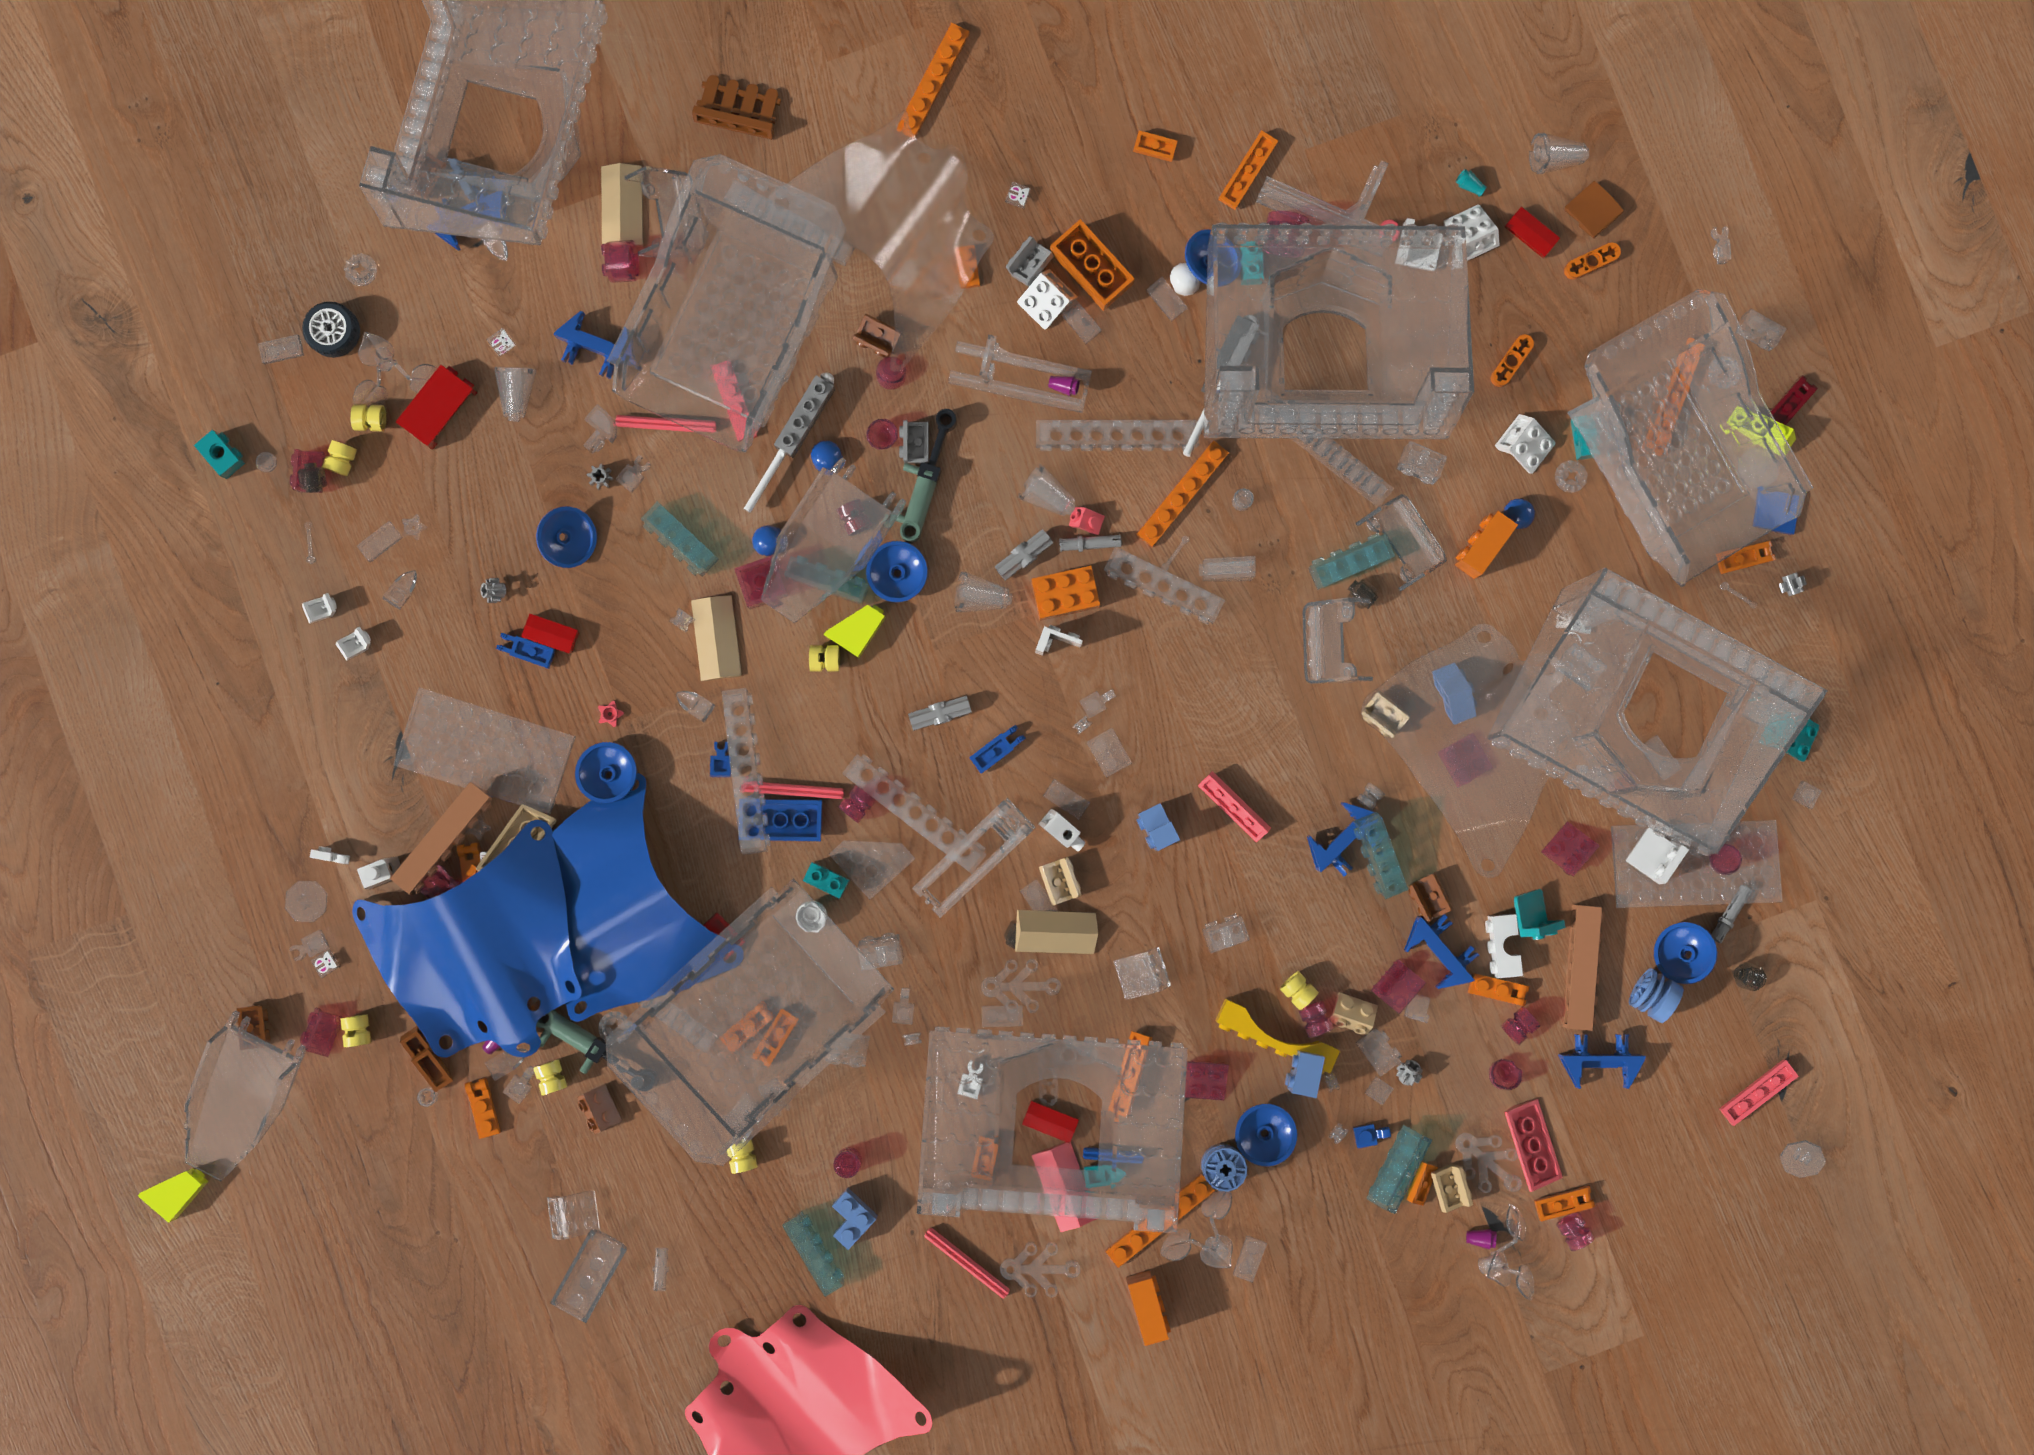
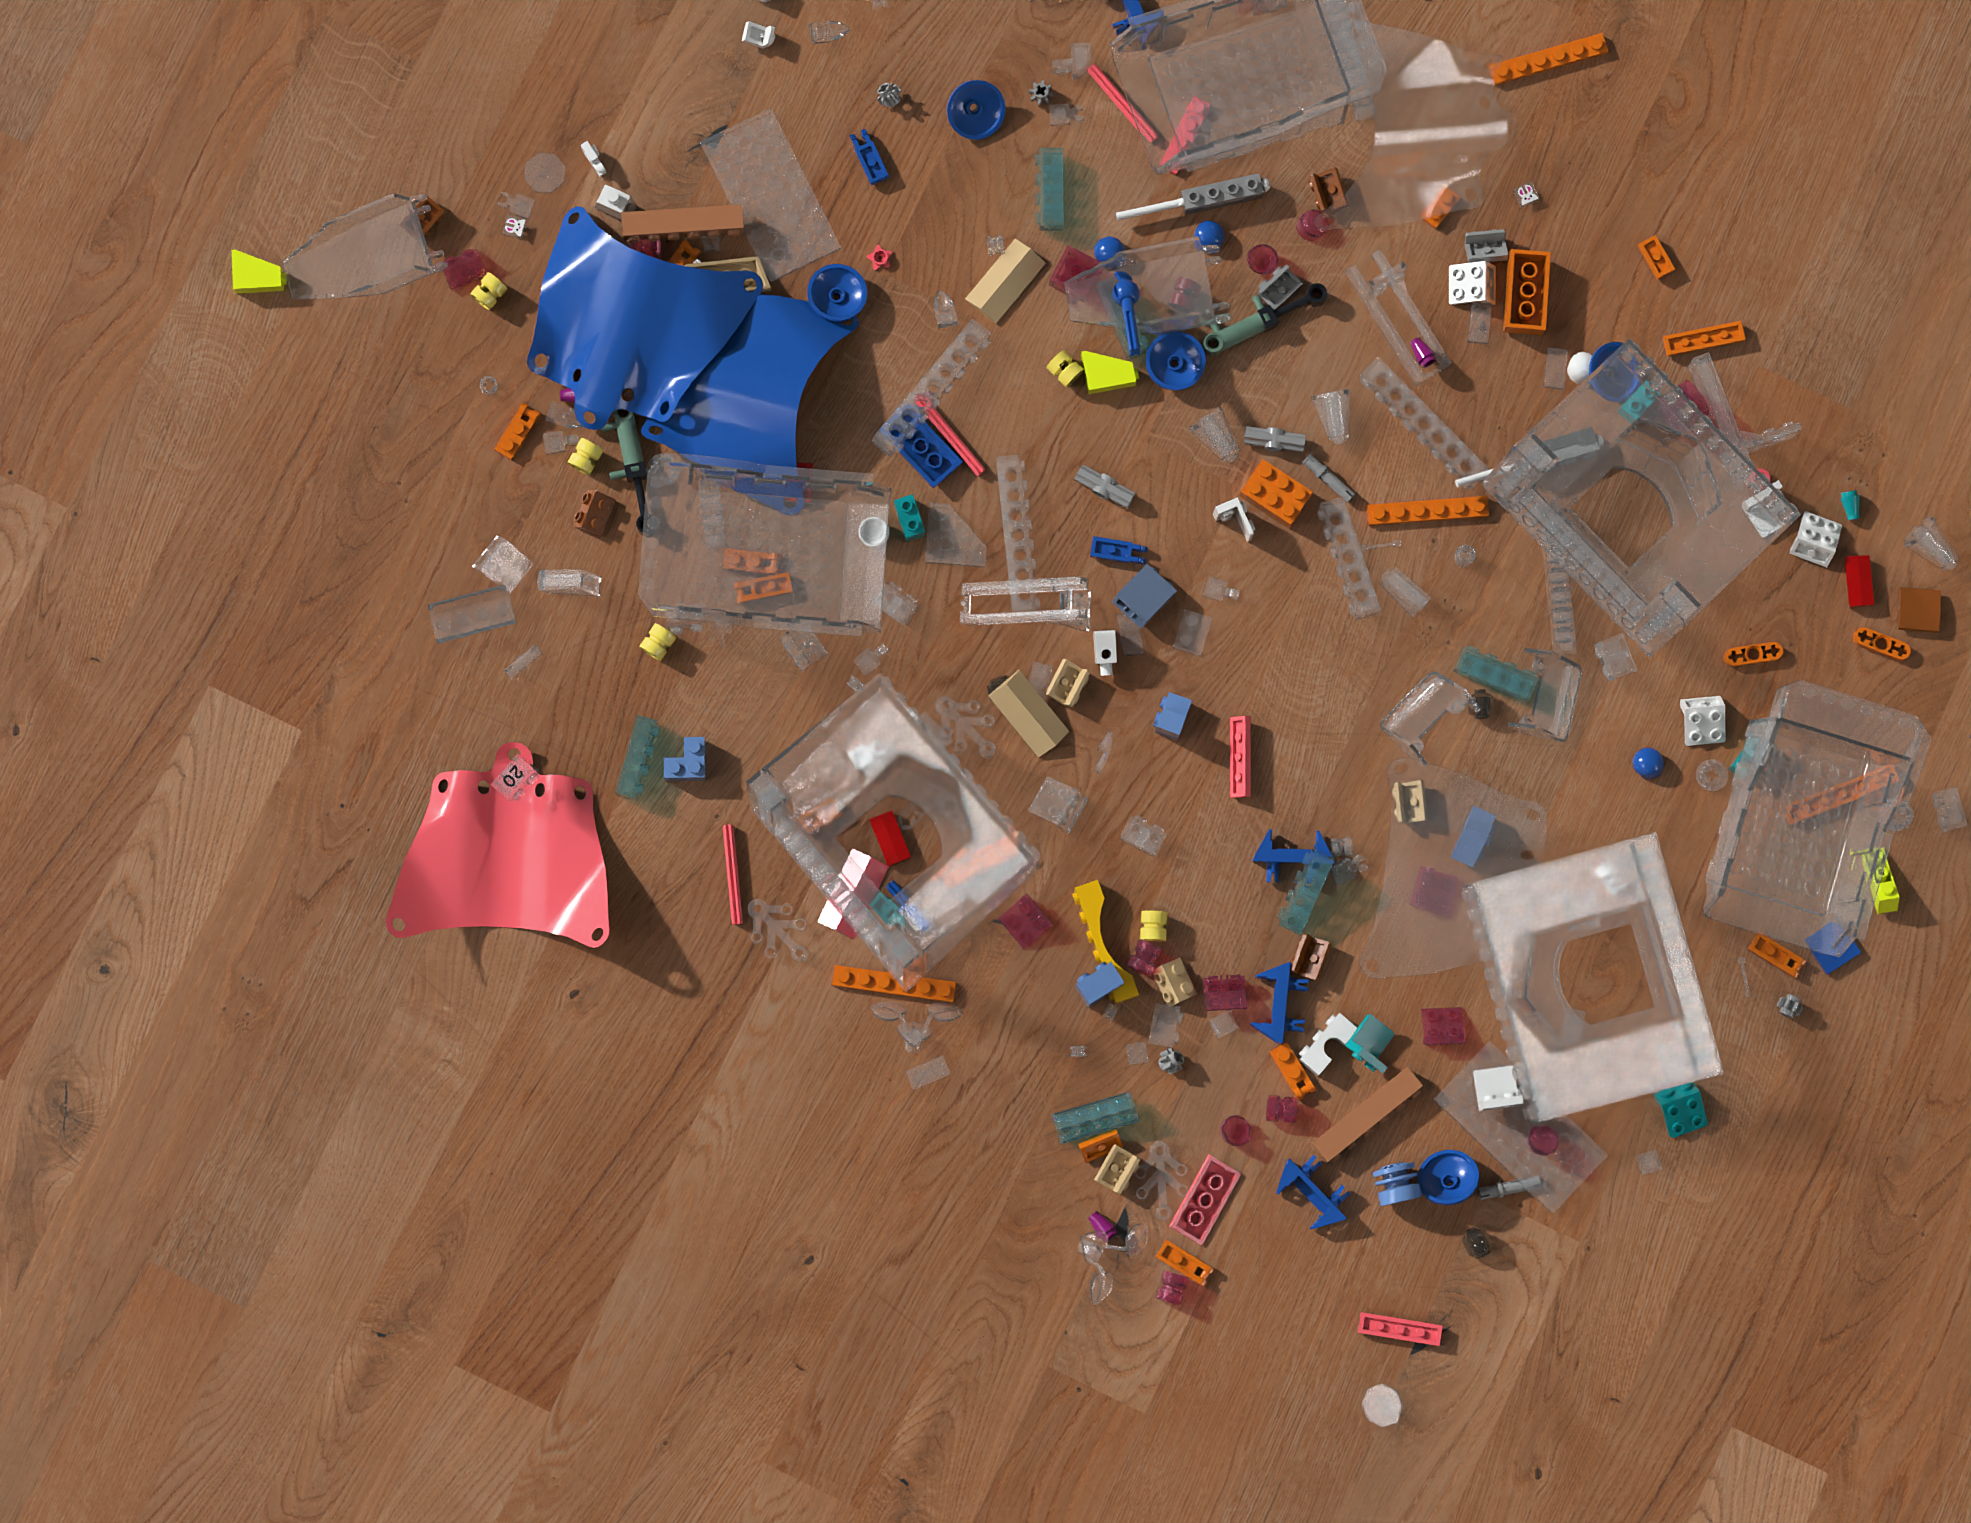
camera: 45 degrees right, 5 degrees down
(425, 1059) = (515, 359): dark orange slope -> none
(550, 633) = (897, 163): red piece -> none
(634, 1179) = (569, 582): none -> clear slope
(720, 764) = (920, 366): blue plate -> none
(743, 1363) = (515, 778): none -> clear brick
(814, 563) = (1126, 295): none -> blue piece
(847, 1162) = (724, 721): clear pink wheel -> none
(857, 804) = (984, 488): clear pink wheel -> none
(1050, 763) = (1144, 596): none -> sand blue brick
(1082, 725) = (1193, 594): clear bush -> none
(1086, 520) = (1342, 460): coral bracket -> none
(1134, 898) = (1105, 748): none -> clear slope
(1148, 1307) = (825, 1029): orange brick -> none
(1213, 1161) = (976, 1002): medium blue wheel -> none
(1276, 1145) = (1028, 983): blue dish -> none
(1367, 1135) = (1097, 1075): blue plate -> none
(1389, 808) = (1345, 869): none -> clear plate
(1485, 544) = (1601, 756): orange brick -> none
(1793, 400) = (1921, 882): dark red plate -> none

